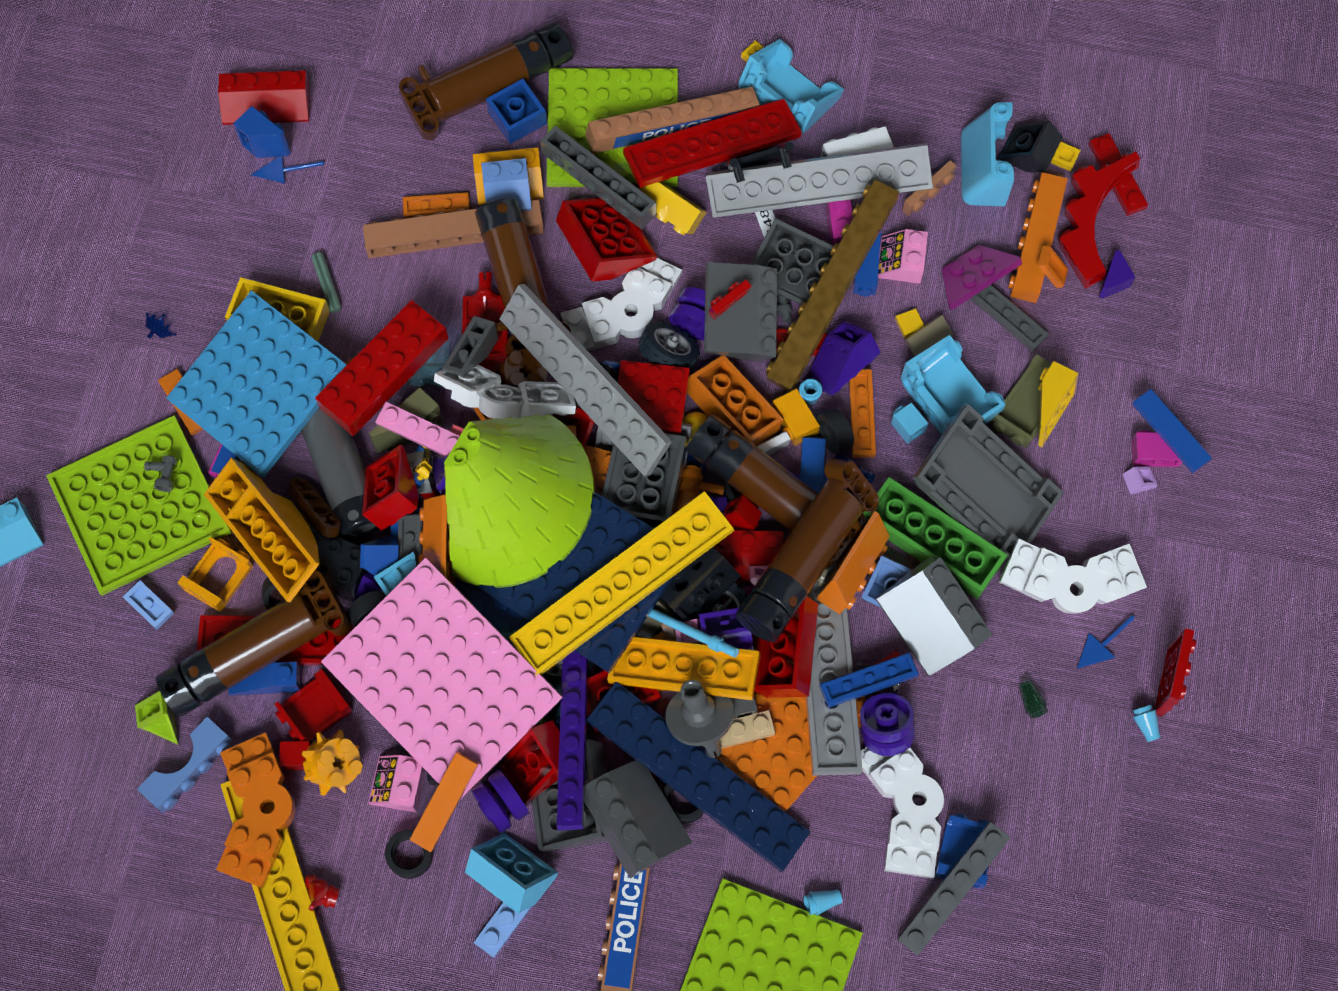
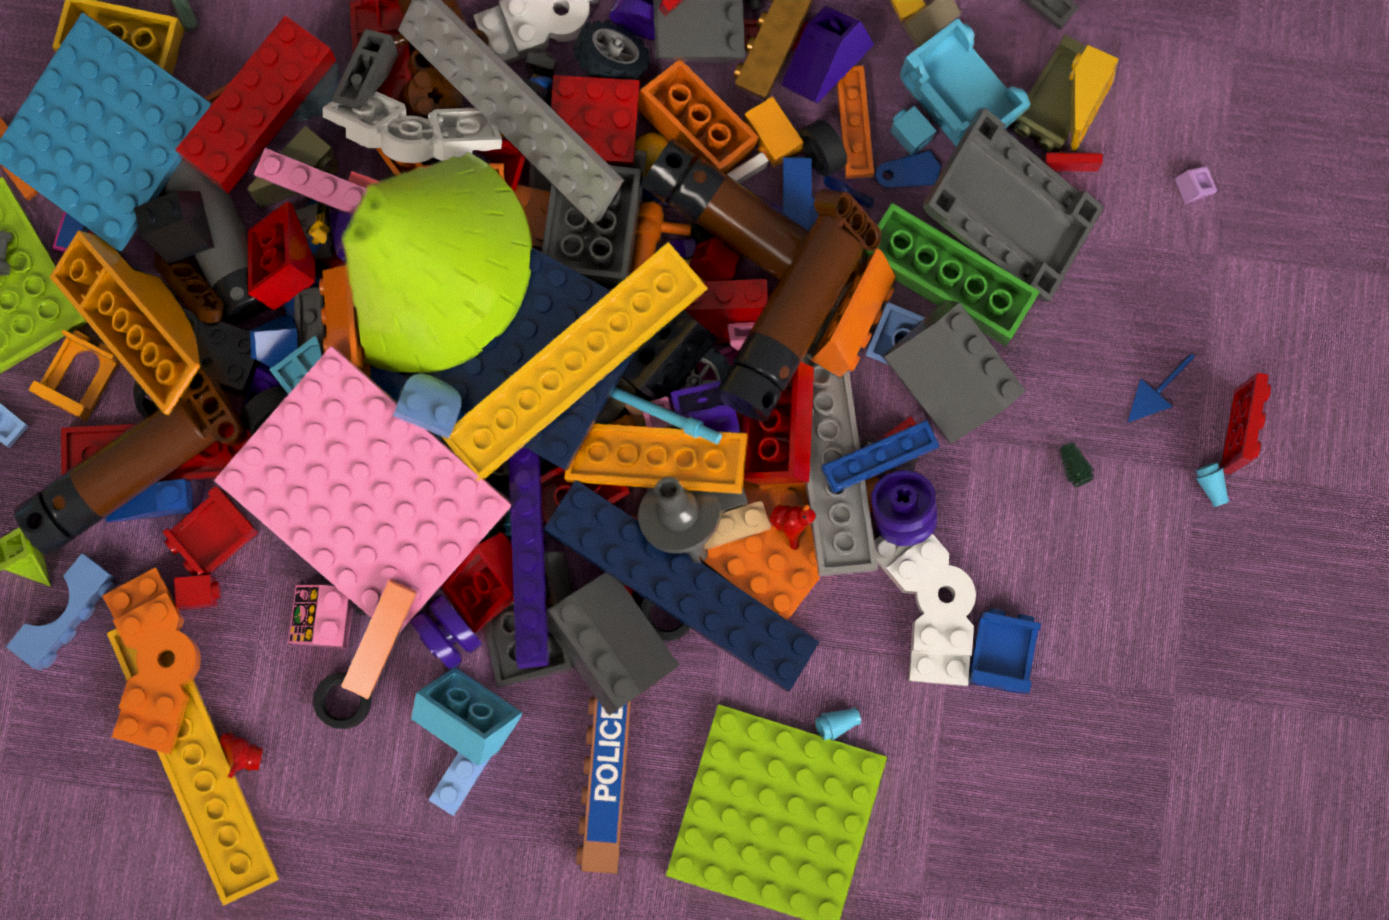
camera: 10 degrees left, 10 degrees up
(309, 458) = (175, 225): none -> black slope
(332, 762) = (239, 598): light orange brick -> none
(501, 610) = (429, 404): none -> medium blue slope
(611, 352) = (541, 64): none -> dark grey plate
(793, 729) = (792, 521): none -> red animal
(810, 391) = (790, 92): medium azure cone -> none
(904, 455) = (910, 171): none -> blue piece
(953, 888) = (992, 698): dark grey plate -> none
(1040, 455) = (1074, 162): none -> red tile
(1047, 576) = (1090, 314): white plate -> none
(1152, 451) = (1216, 145): dark pink brick -> none
(1171, 431) = (1233, 123): blue tile -> none

